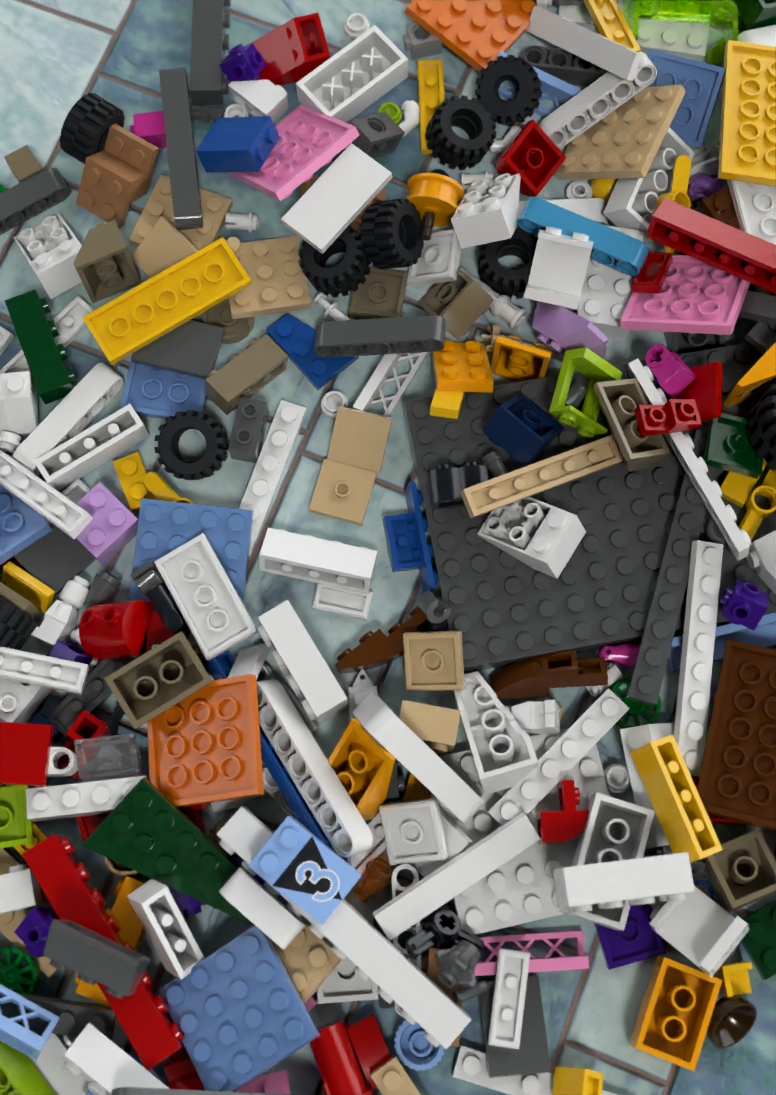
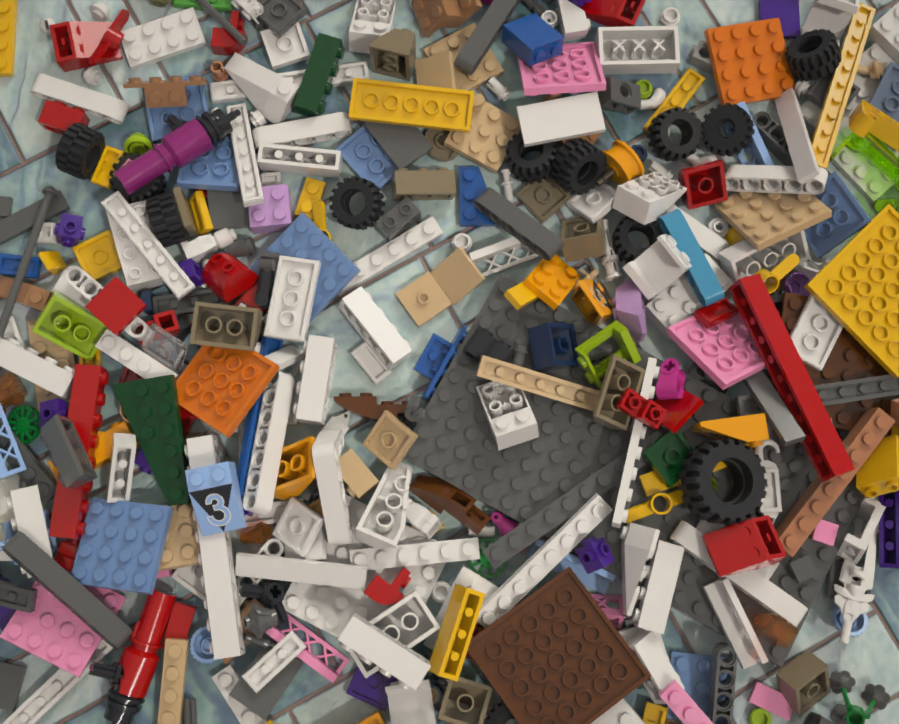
camera: 35 degrees right, 5 degrees up
(261, 908) = (177, 500): white beam -> none

